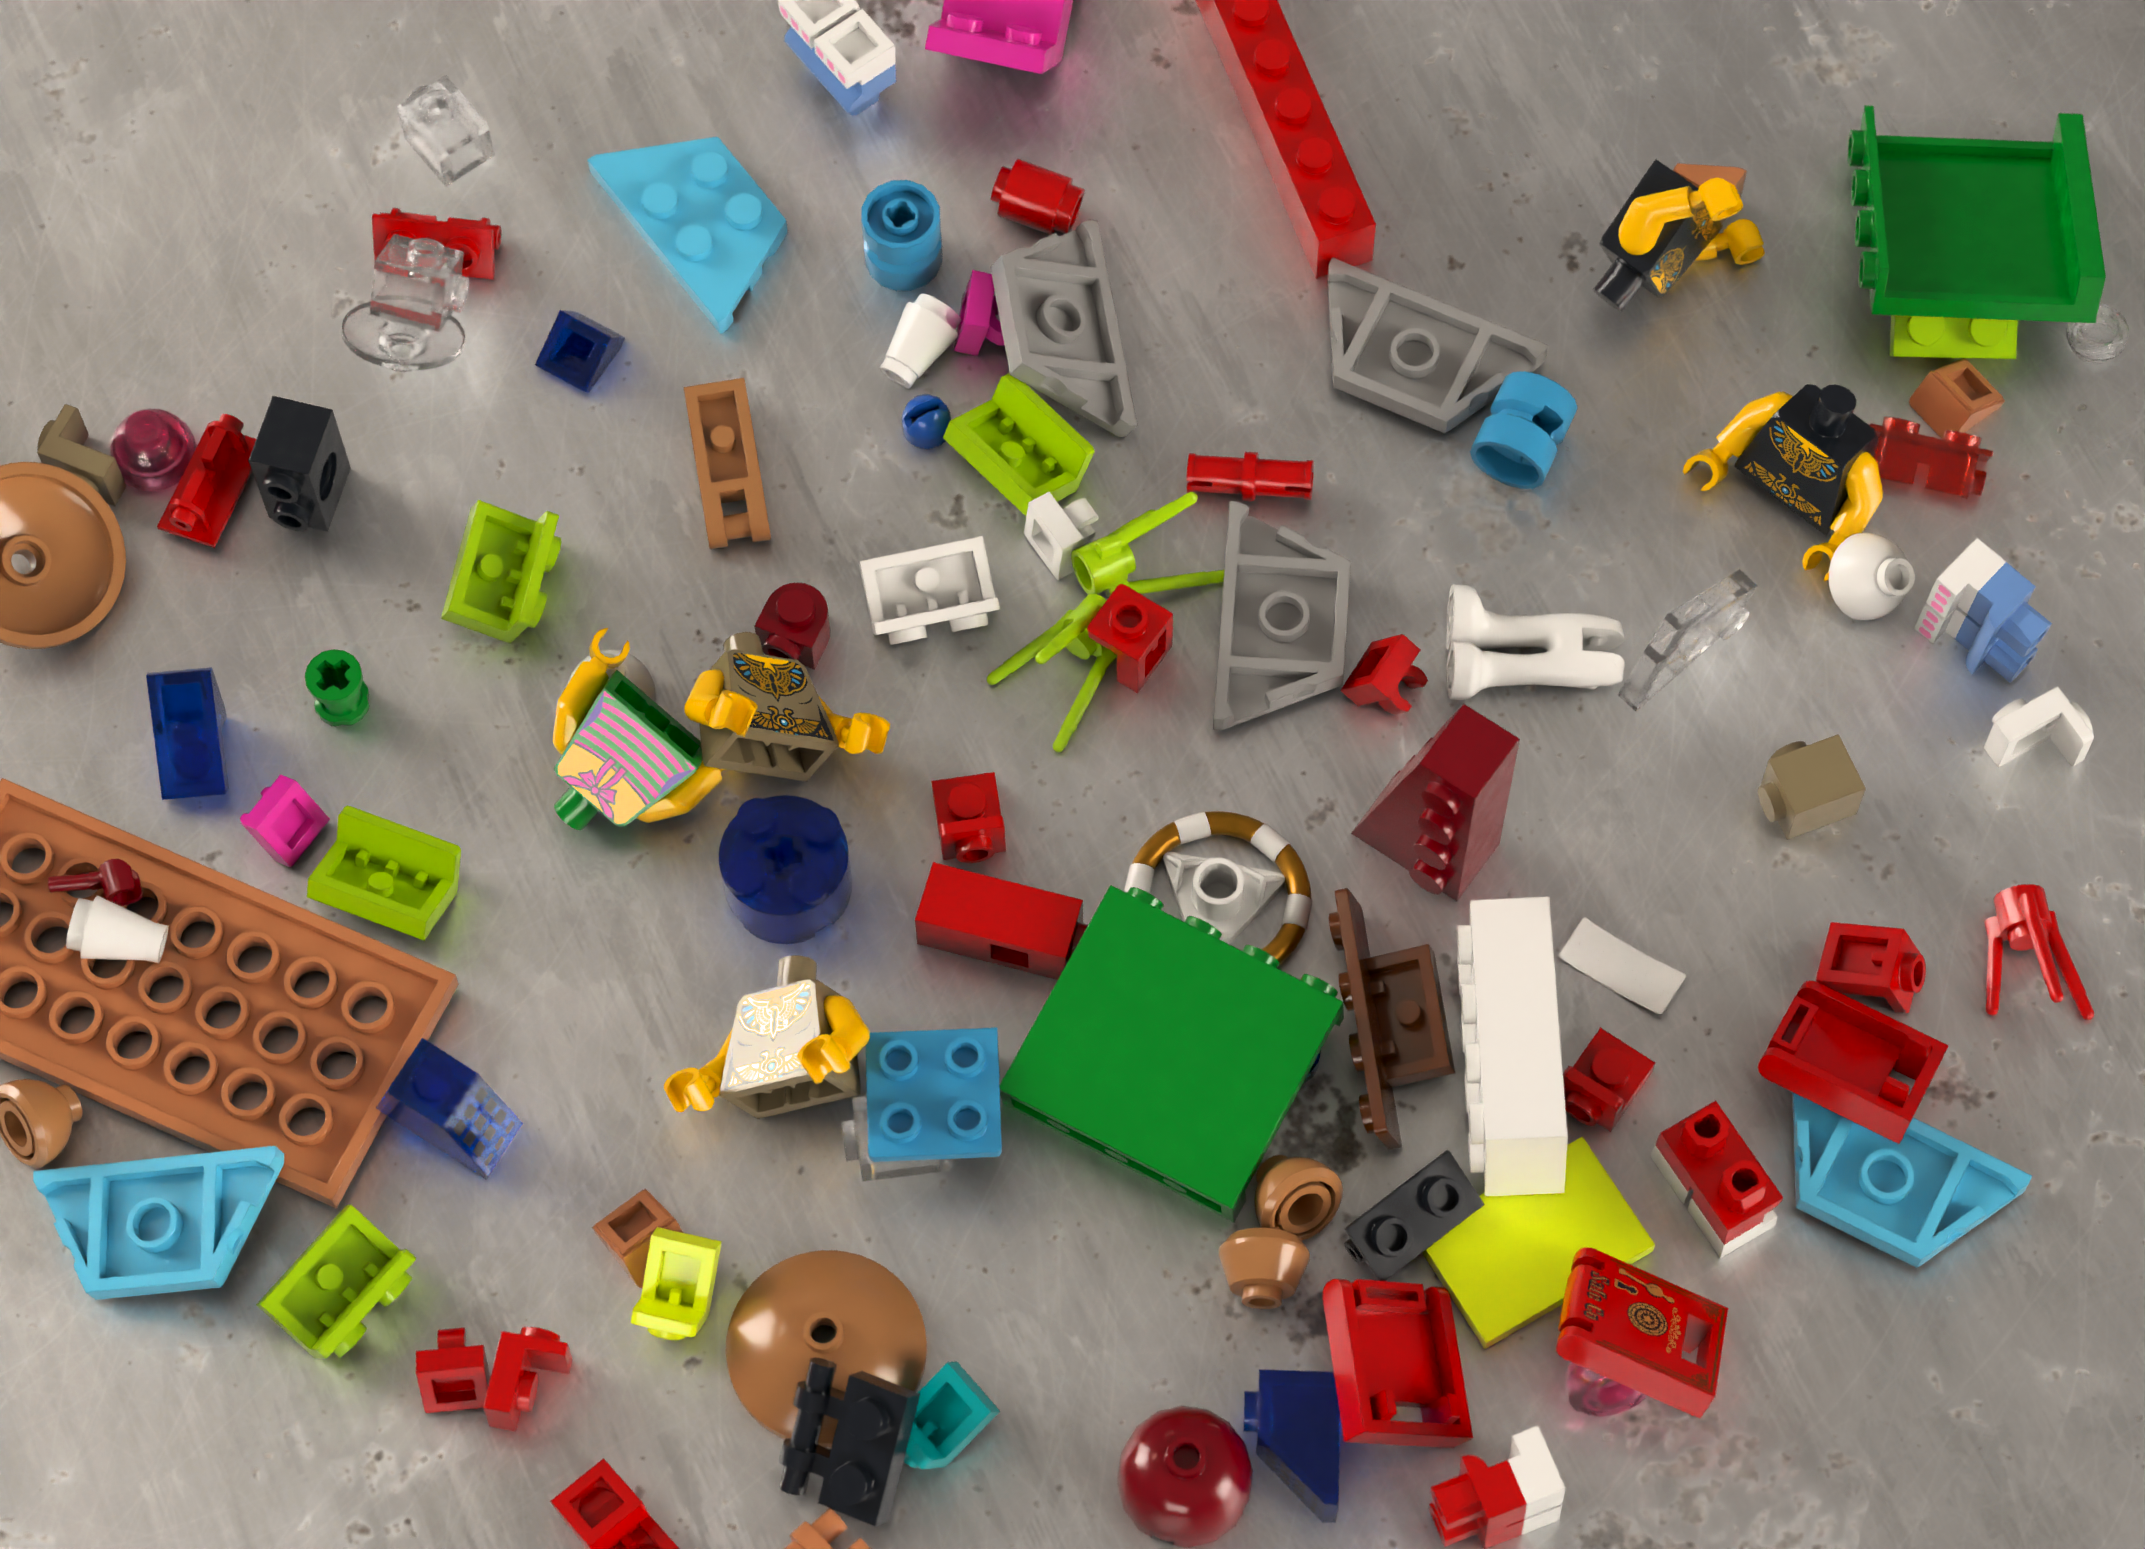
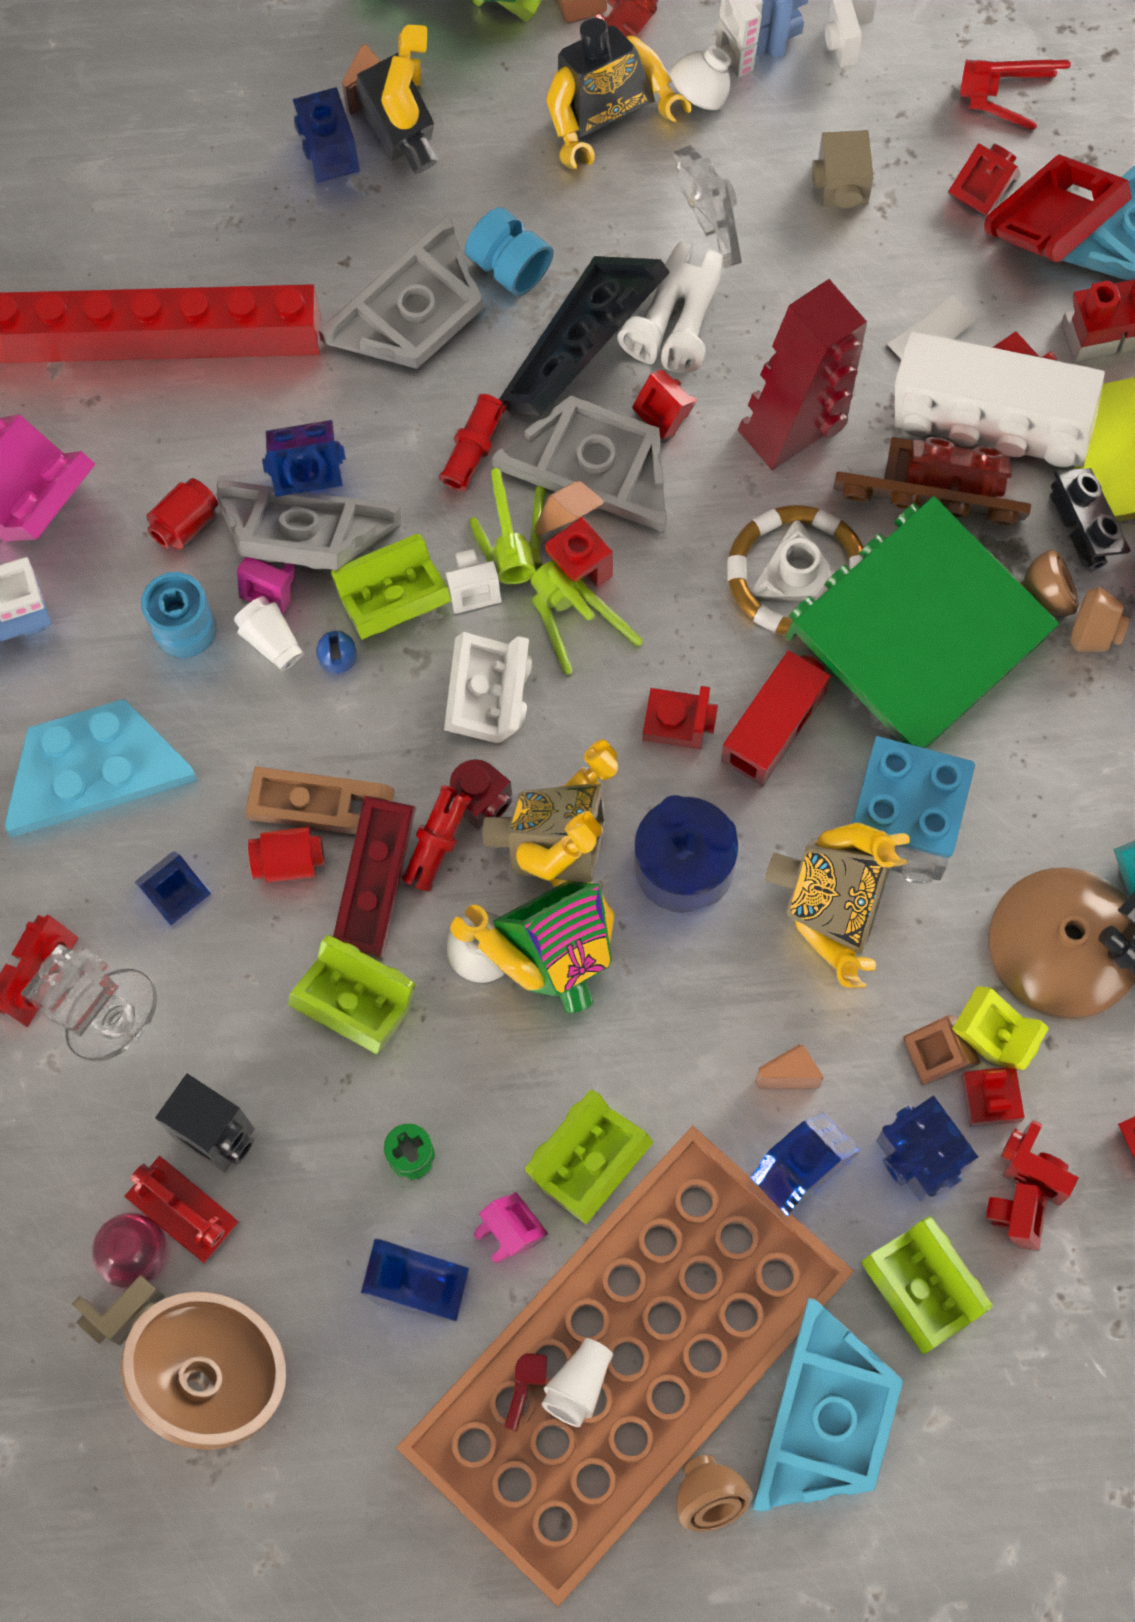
camera: 70 degrees left, 5 degrees up
(504, 1242) = (925, 1149): none -> clear blue head
(558, 1063) = (790, 1071): none -> nougat slope
(598, 1309) = (992, 1096): none -> red tile
(648, 447) = (285, 855): none -> red brick
(652, 545) = (374, 874): none -> dark red tile
(716, 592) = (436, 838): none -> red pin
(1150, 296) = (303, 458): none -> clear blue head
(1191, 599) = (566, 507): none -> nougat slope
(1407, 1007) = (979, 468): none -> clear red hinge
(1457, 546) = (581, 327): none -> black wing
(1602, 174) = (325, 135): none -> clear blue head

